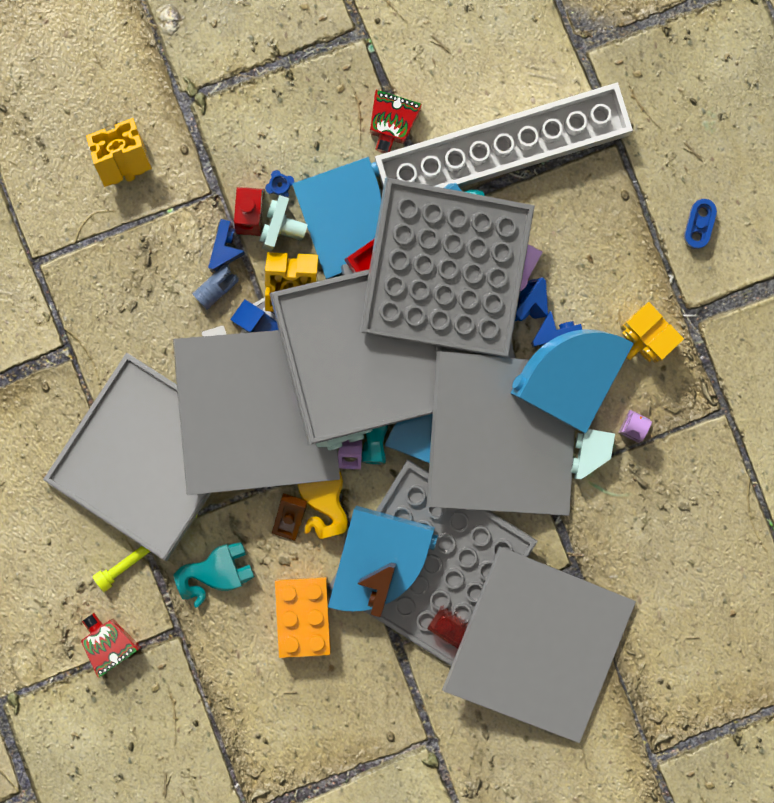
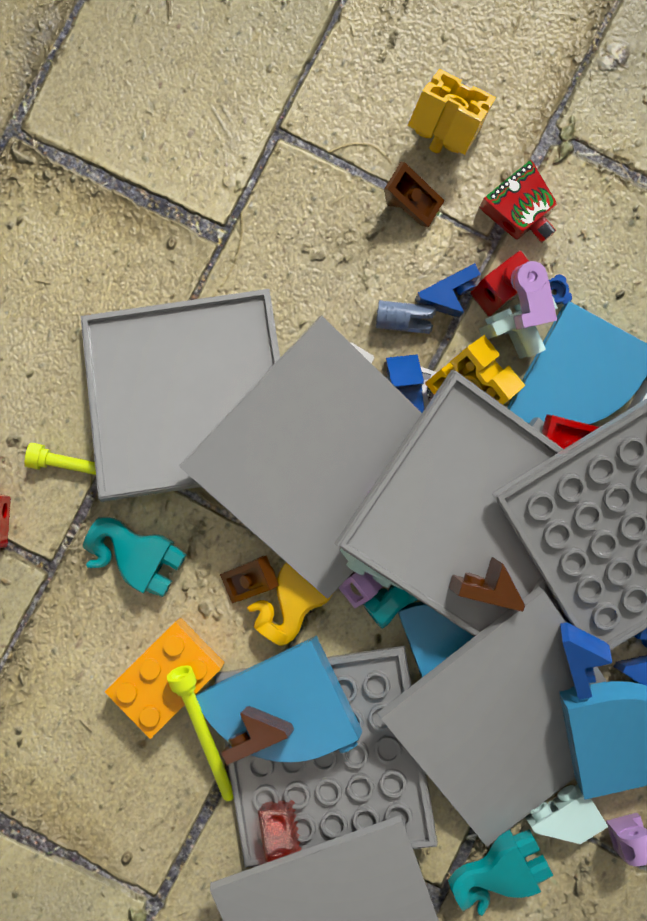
camera: 60 degrees right, 0 degrees up
(148, 218) = (413, 195): none -> reddish brown slope
(210, 157) = (522, 204): none -> torso
(270, 207) = (534, 295): none -> lavender leg
(313, 604) = (182, 682): none -> neon yellow piece
(416, 377) = (494, 589): none -> reddish brown slope
(494, 361) = (583, 654): none -> blue slope
(589, 518) = (501, 871): none -> teal hips

